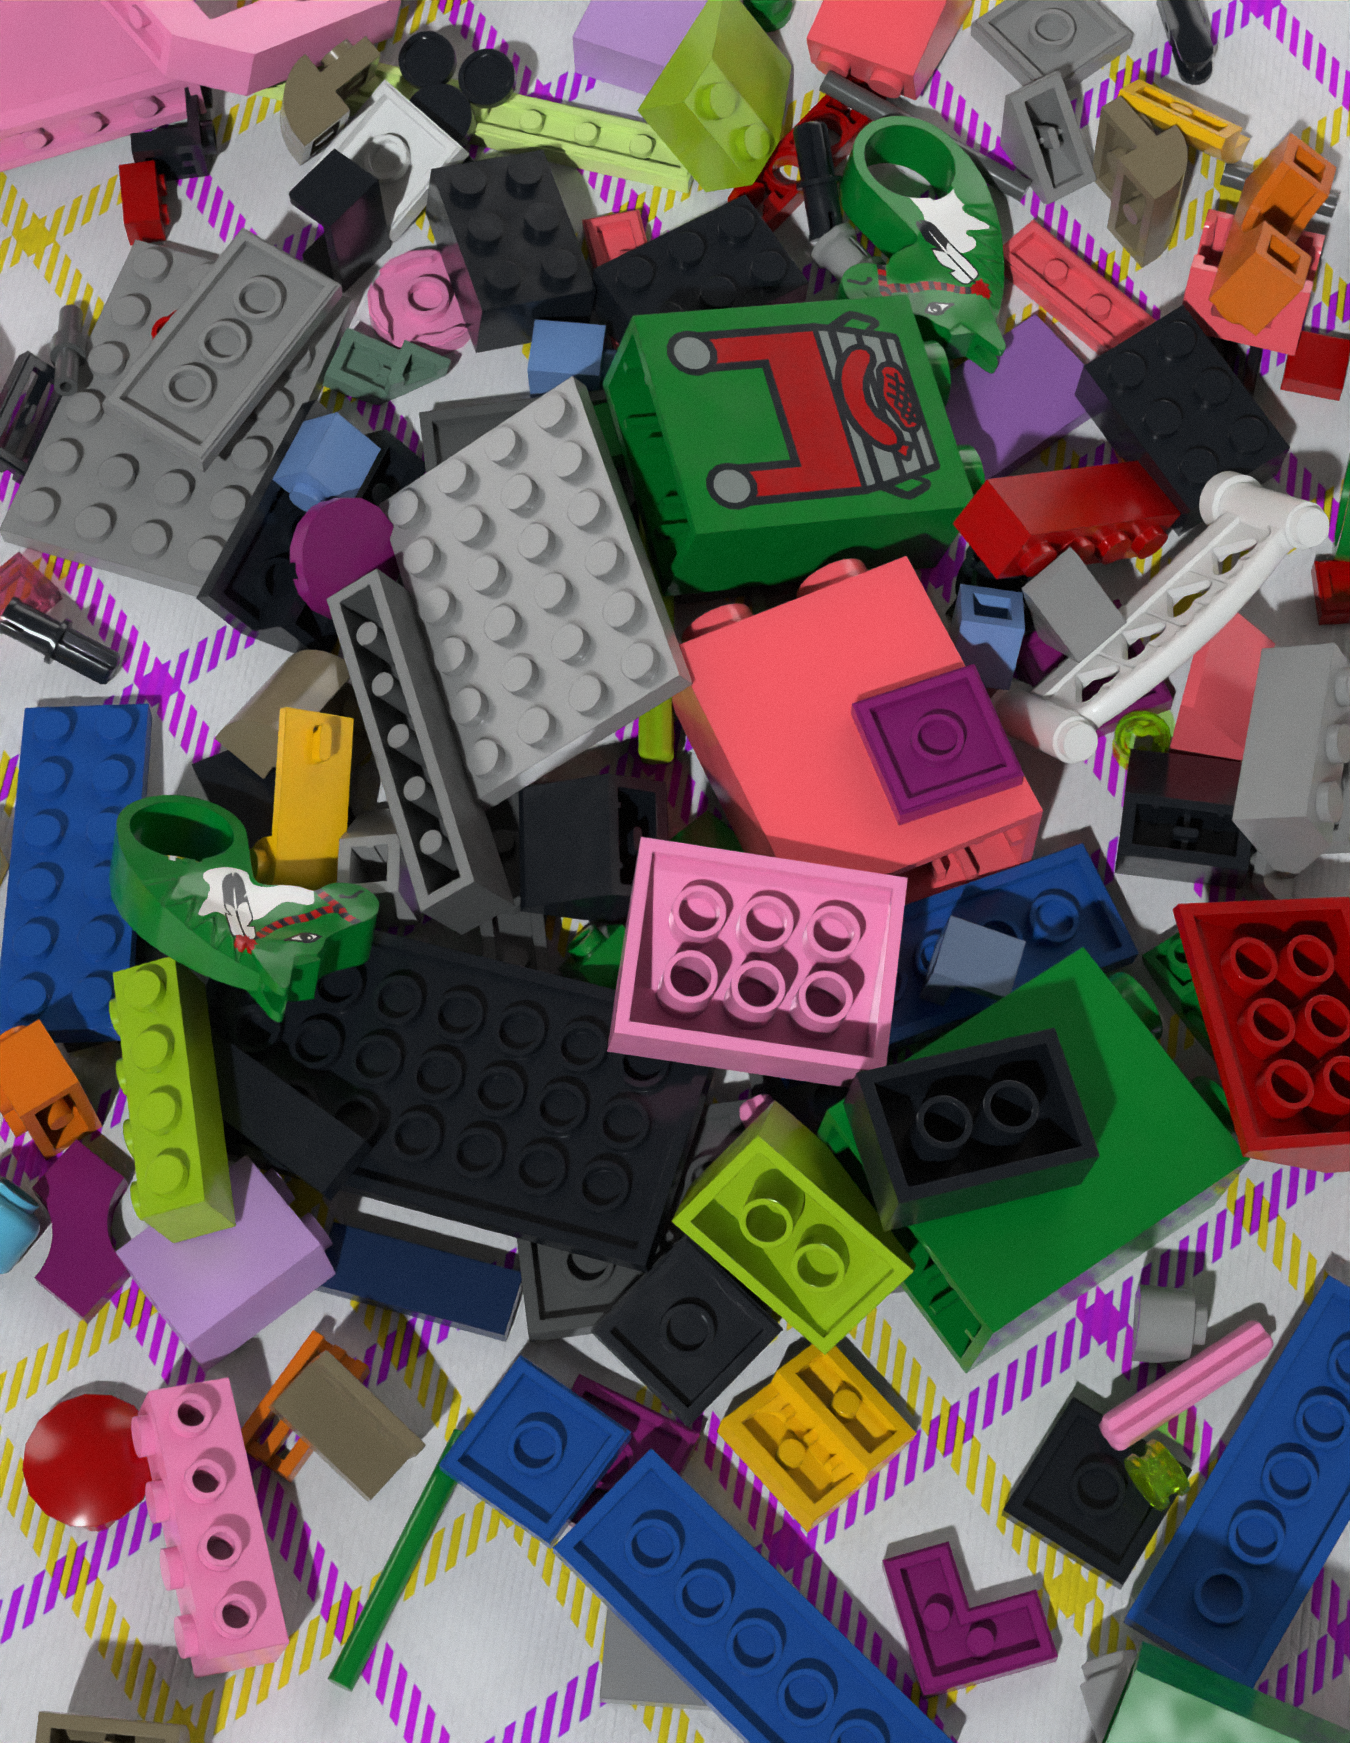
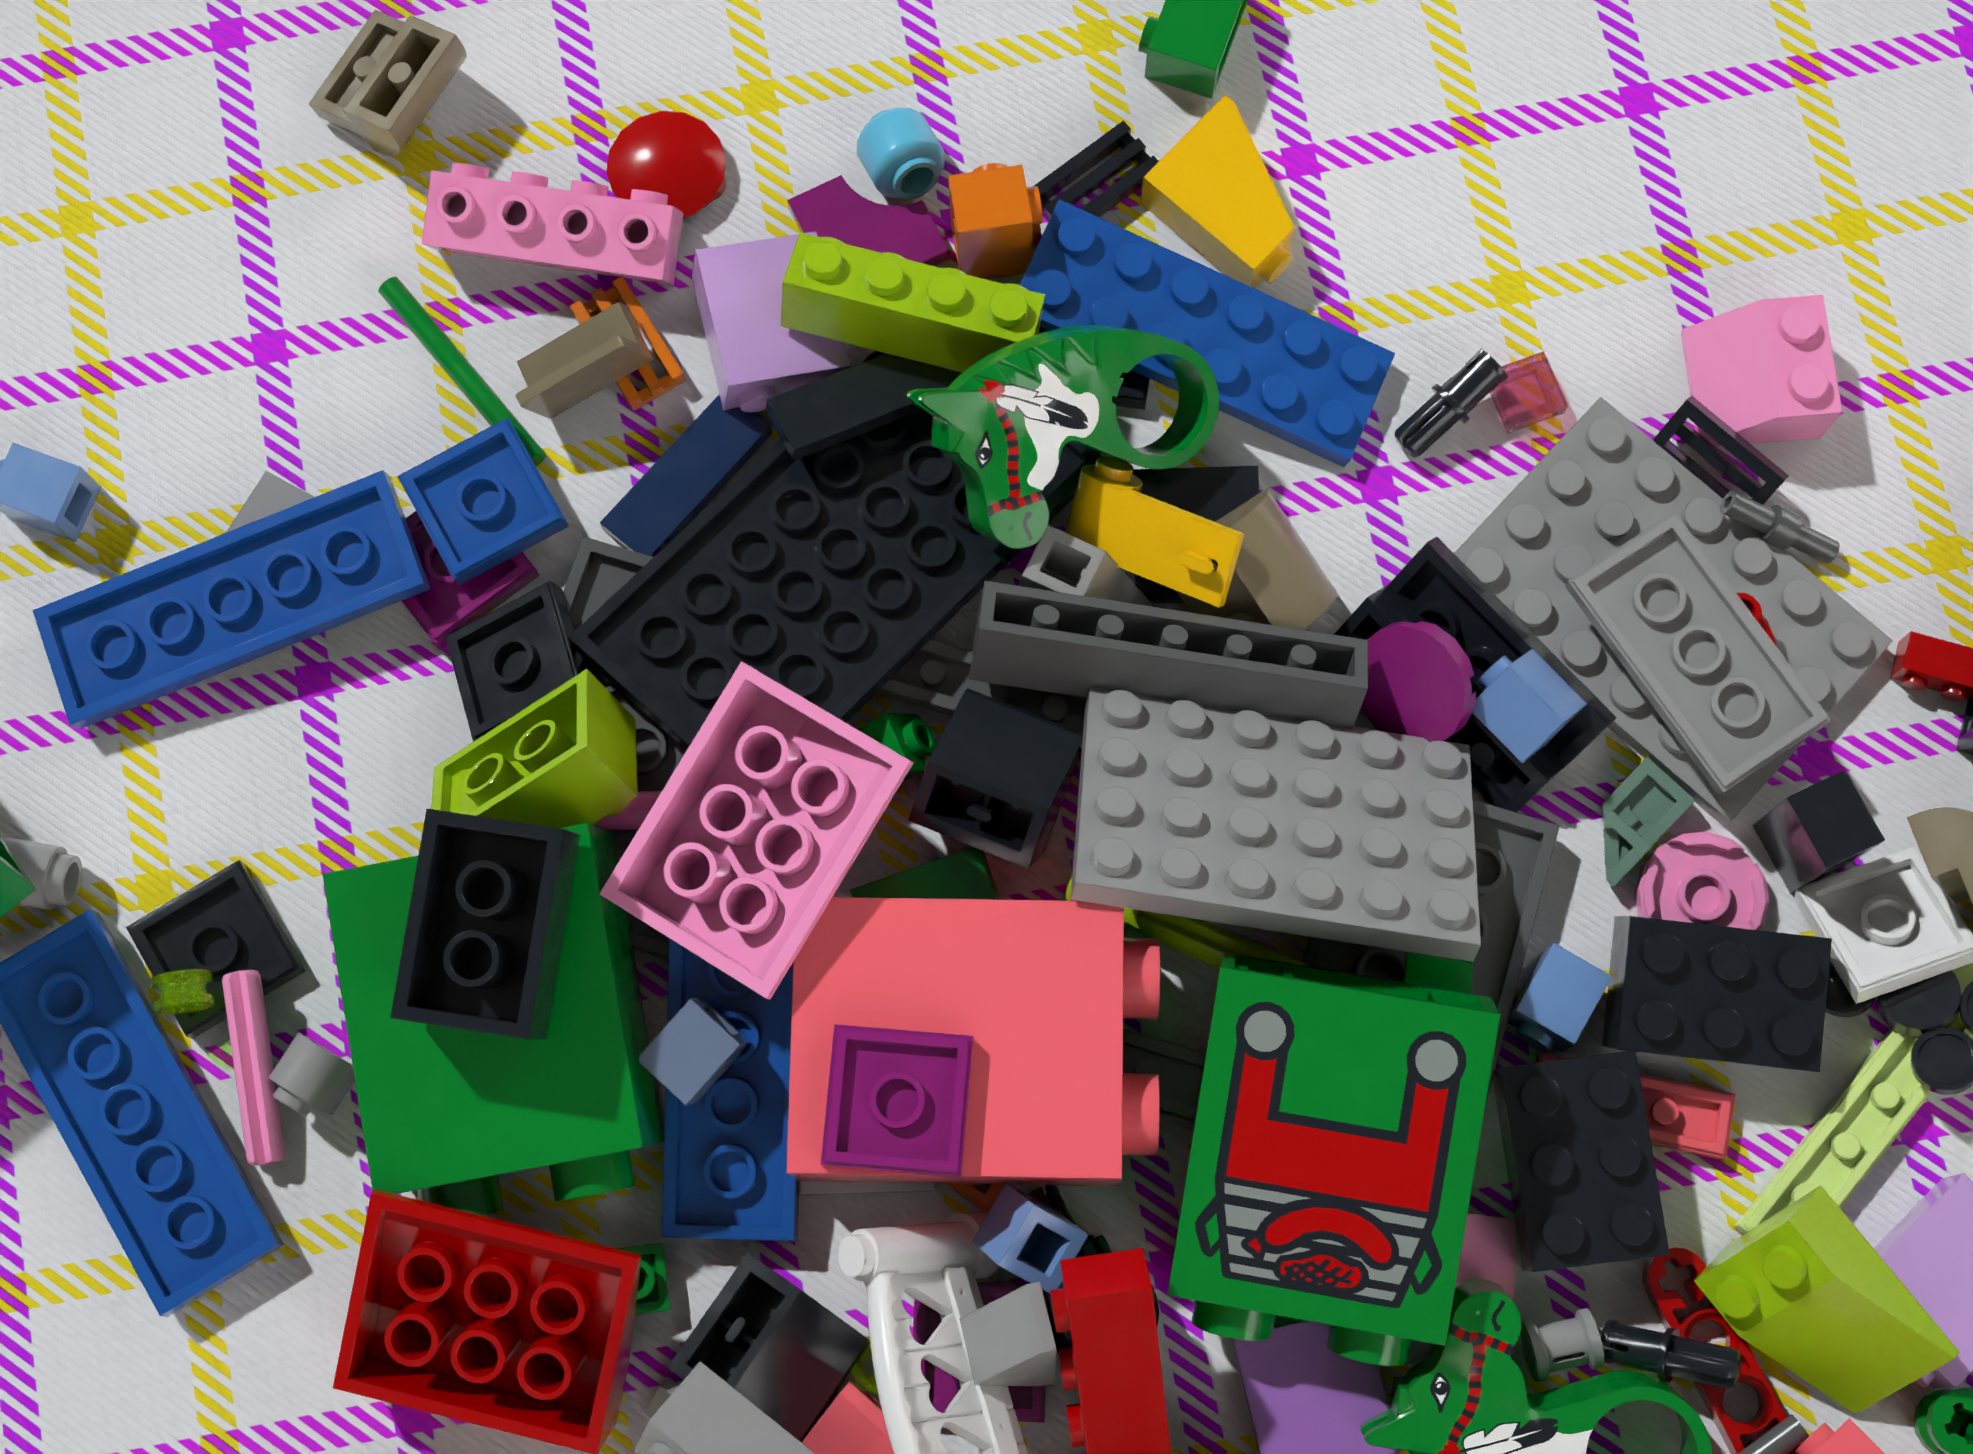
camera: 115 degrees right, 10 degrees up
(816, 1434) = (384, 739): yellow slope -> none
(956, 1643) = (159, 771): magenta tile -> none

